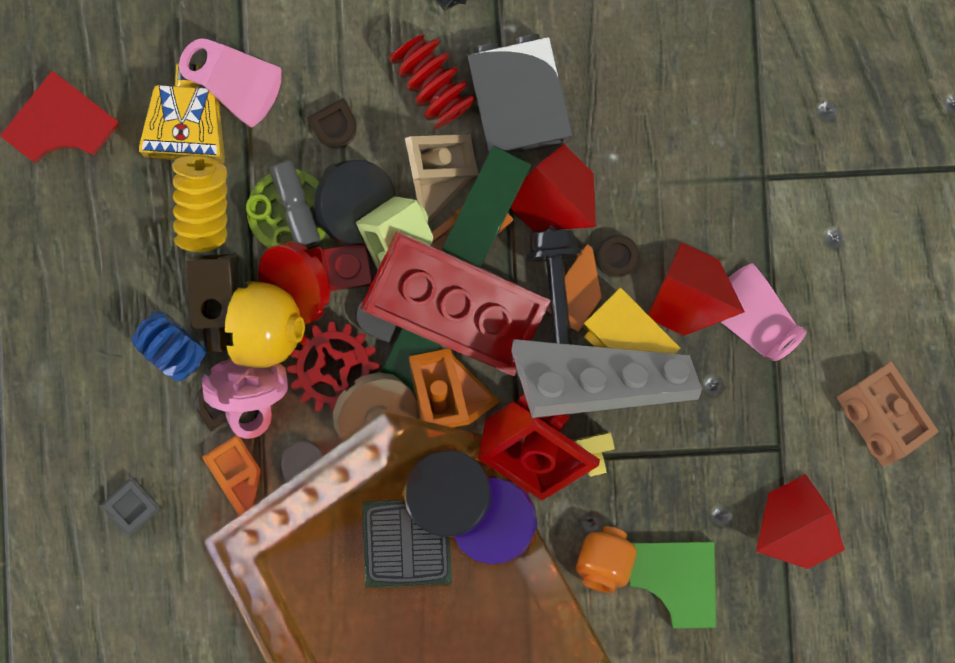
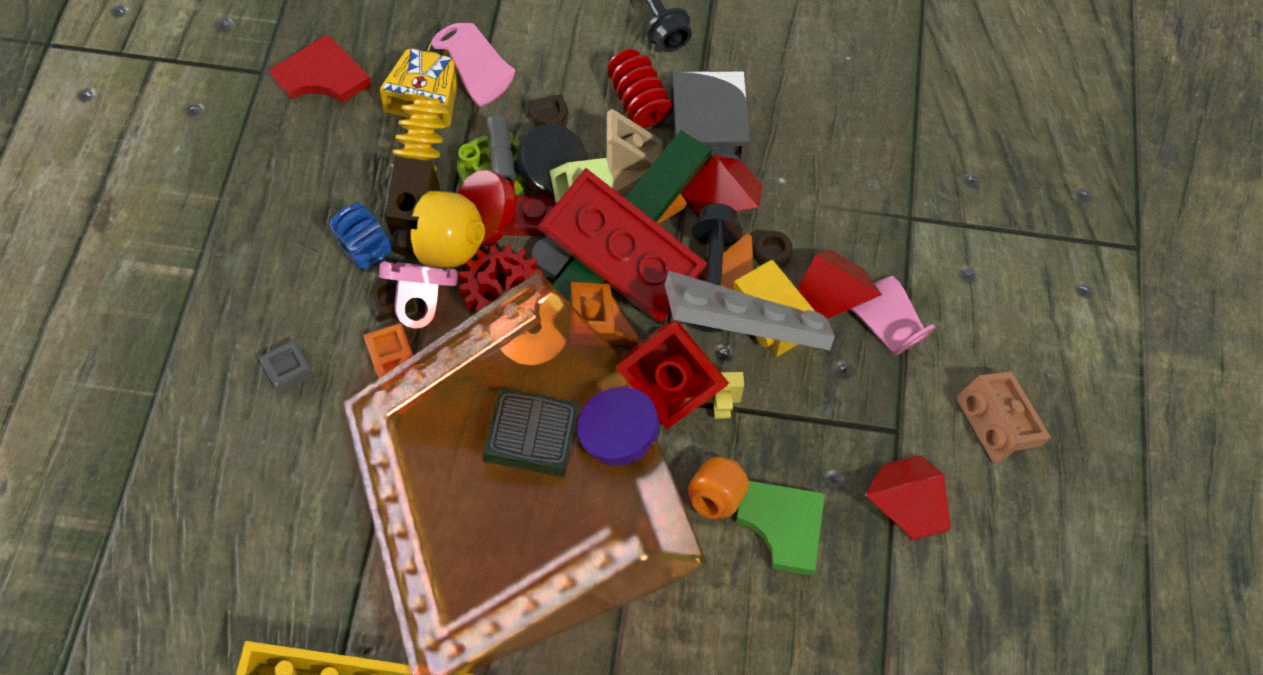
camera: 10 degrees right, 25 degrees down
(447, 493) = (581, 388): black tile -> none

